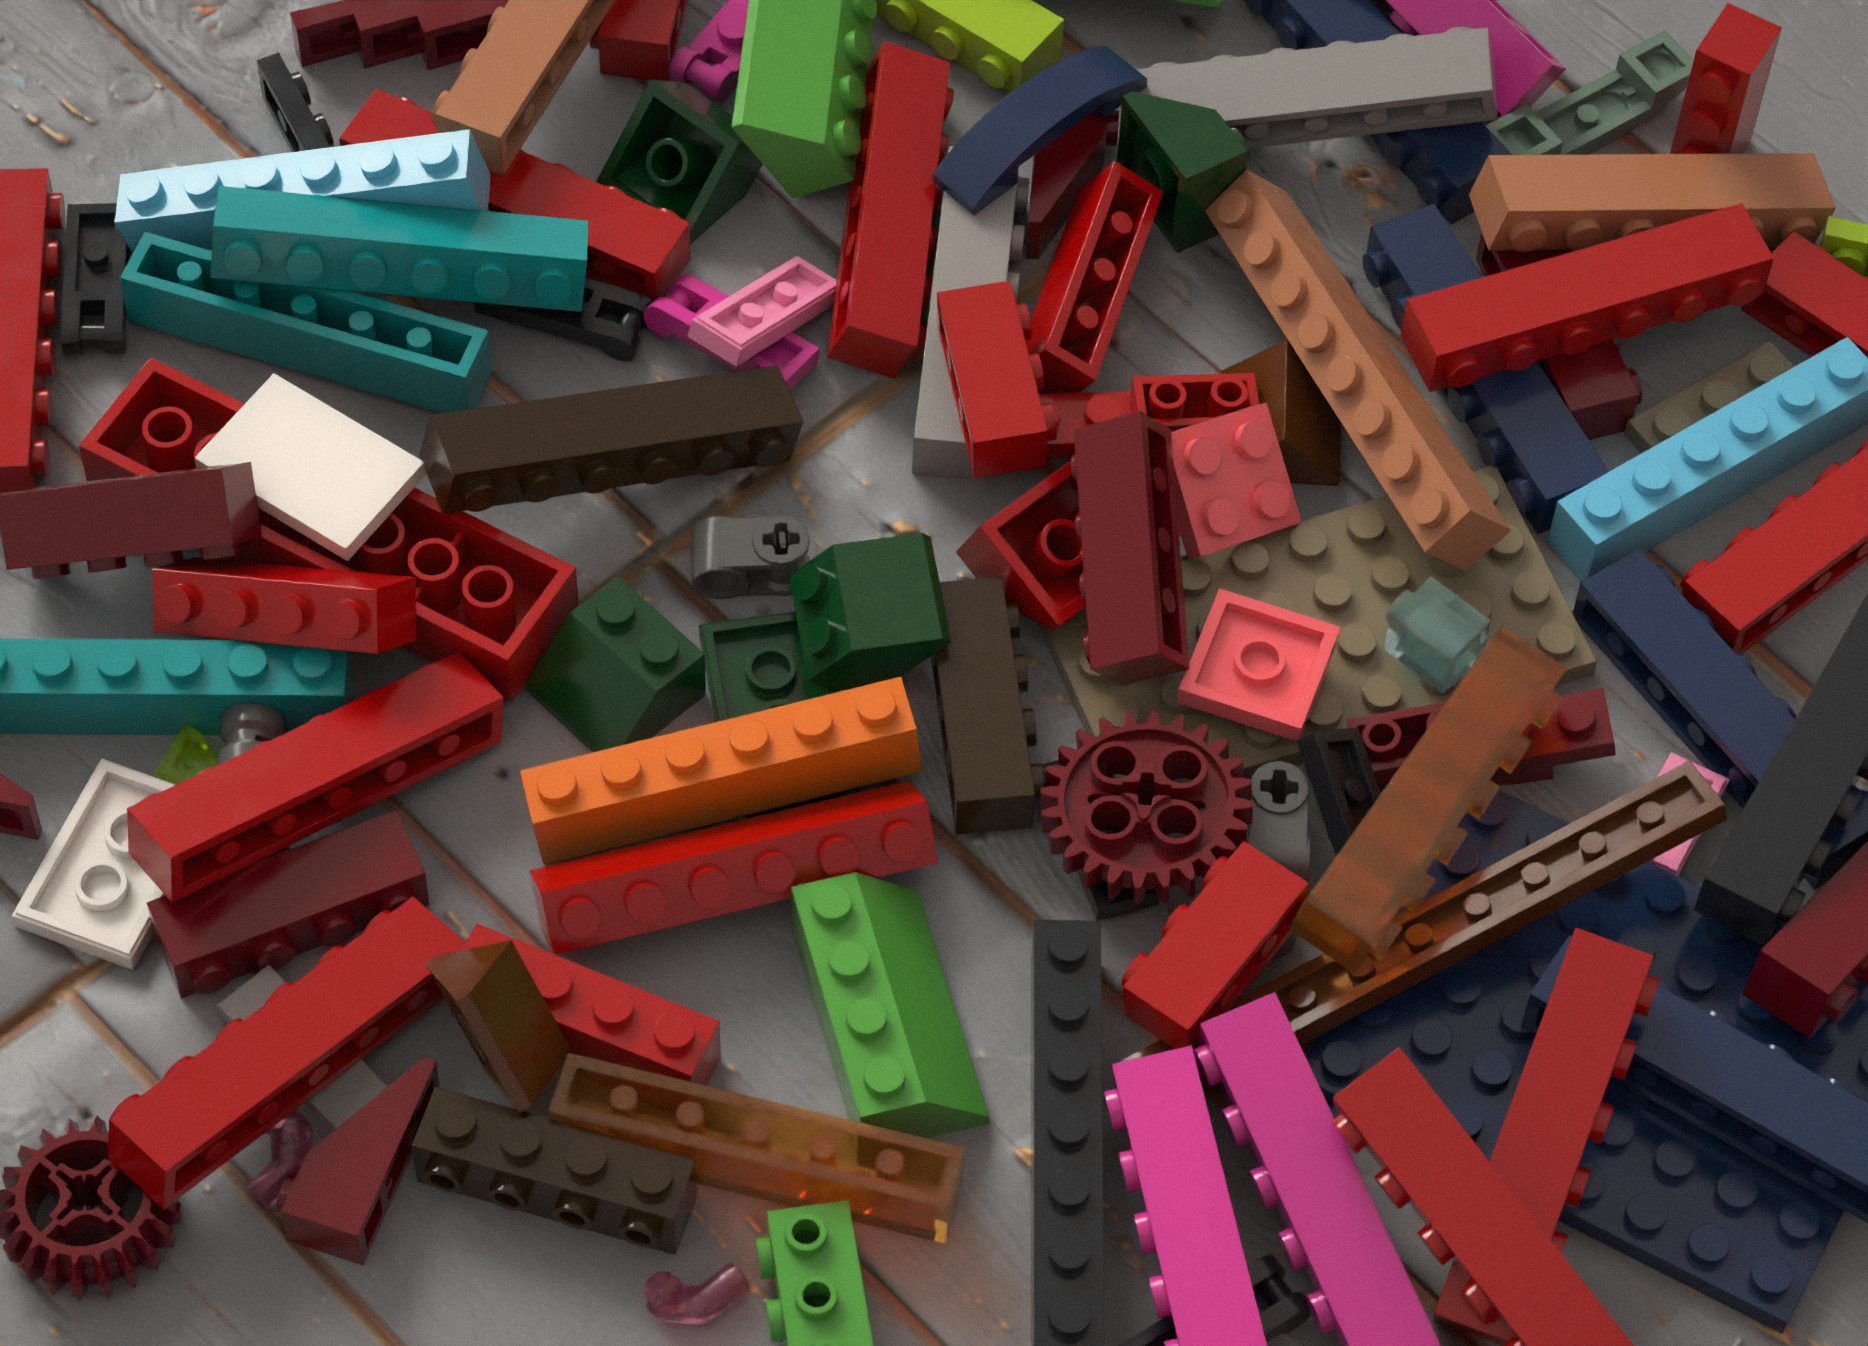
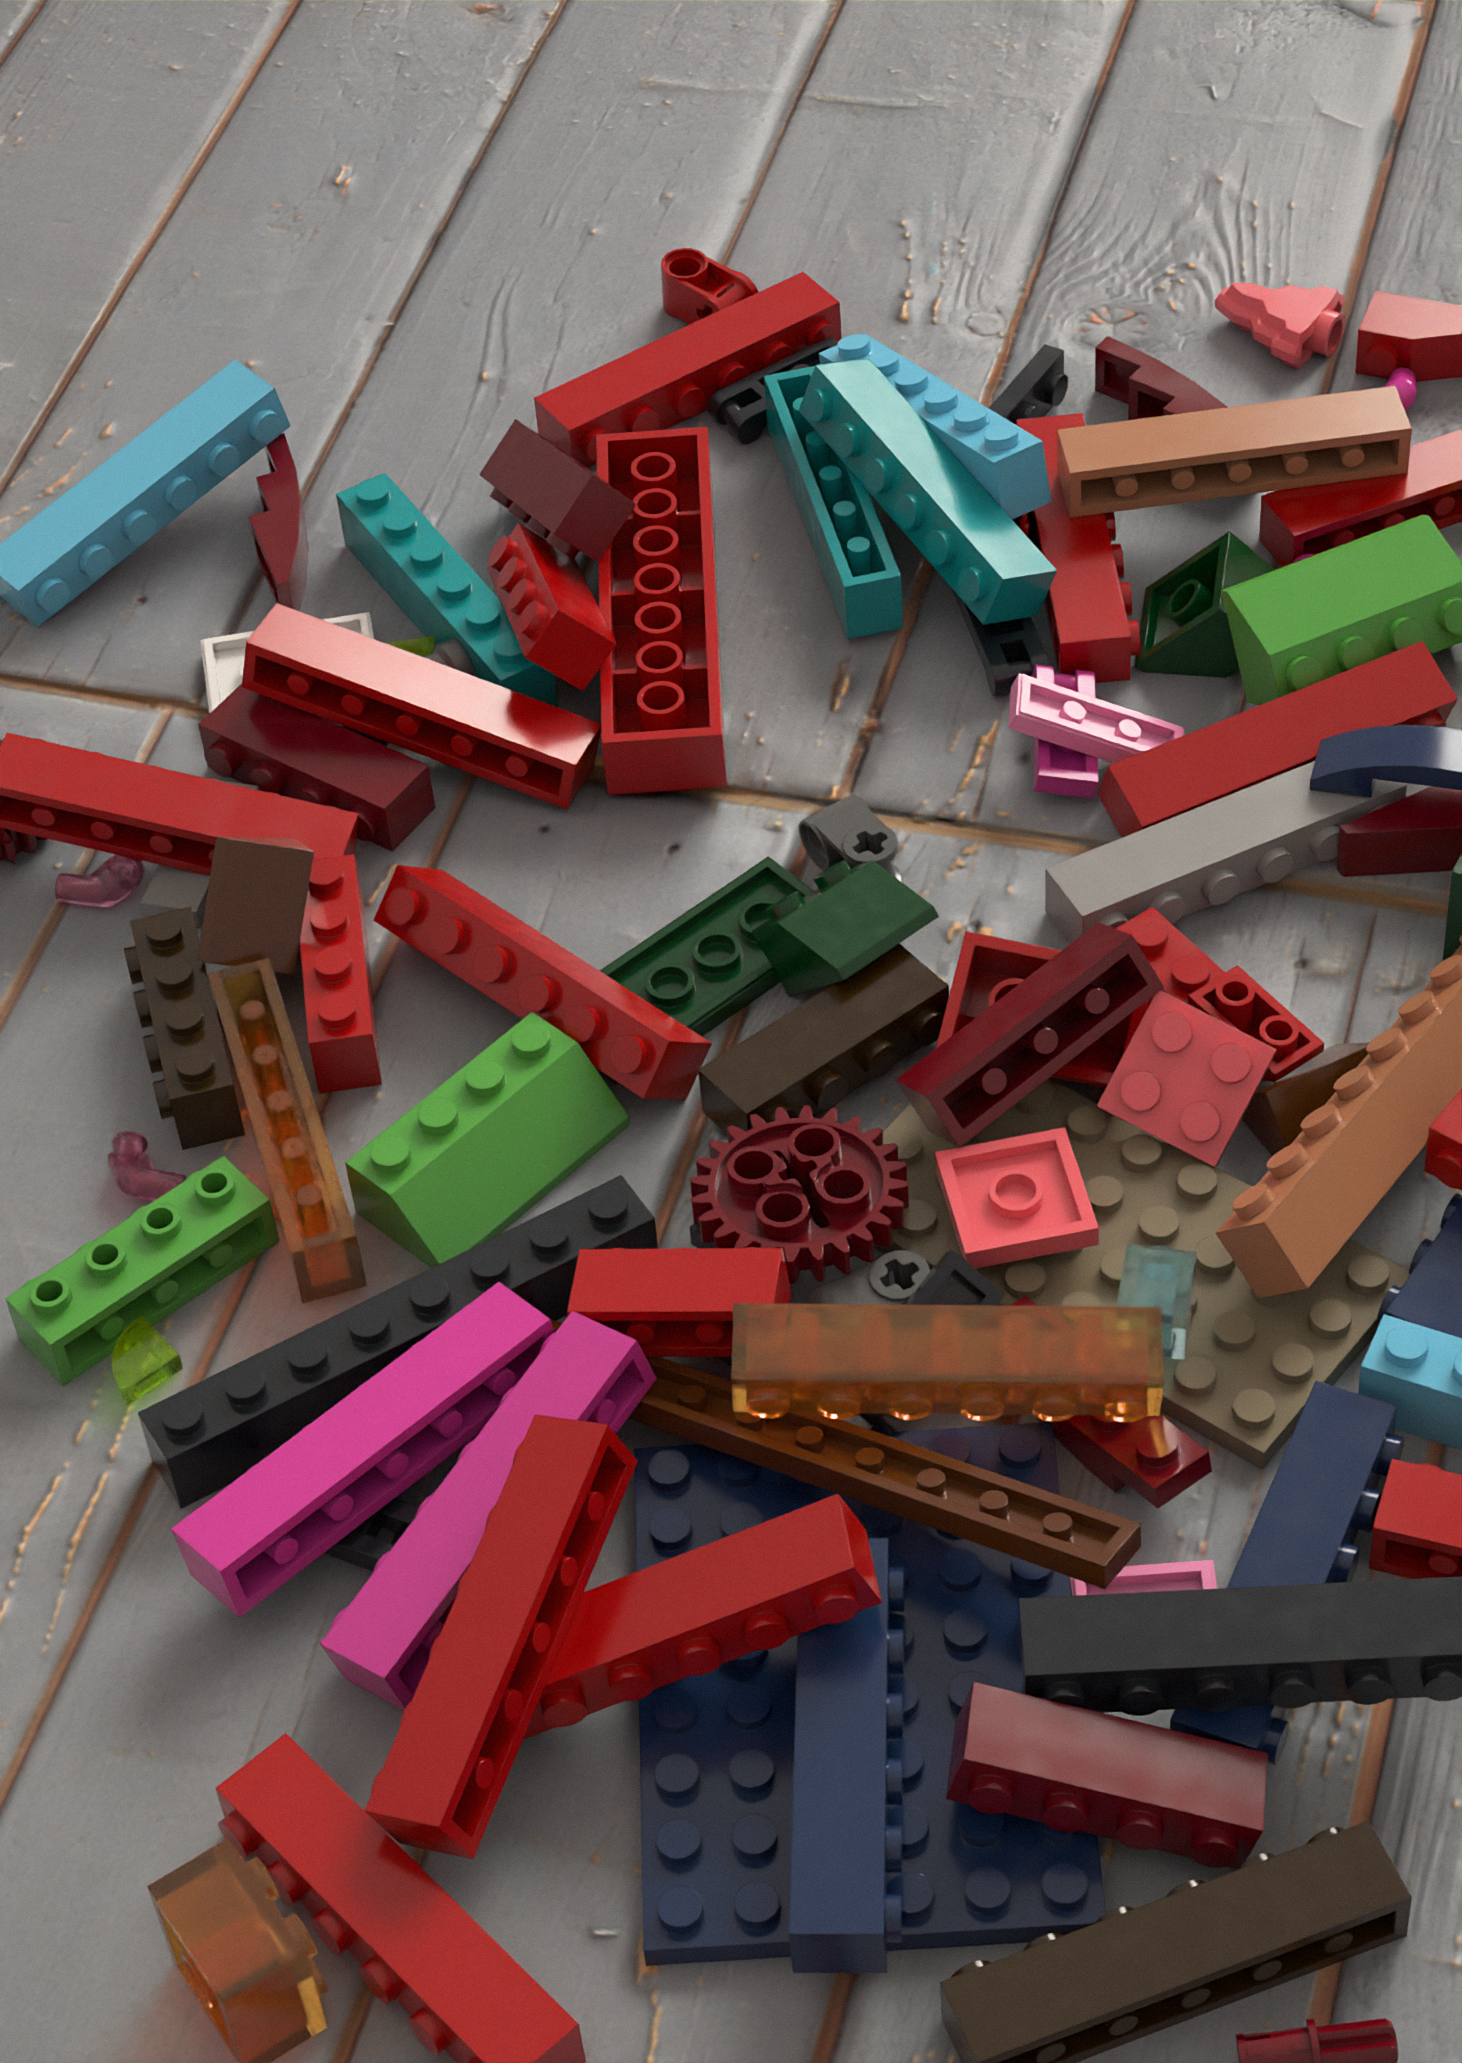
camera: 65 degrees right, 10 degrees down
(315, 466) = (677, 548): white tile -> none
(356, 1170) = (88, 917): dark red slope -> none
(609, 439) = (870, 697): dark brown brick -> none
(617, 670) = (679, 832): dark green slope -> none
(722, 770) = (624, 927): orange brick -> none
(994, 379) = (1134, 866): red brick -> none
(1091, 277) = (1320, 897): red brick -> none

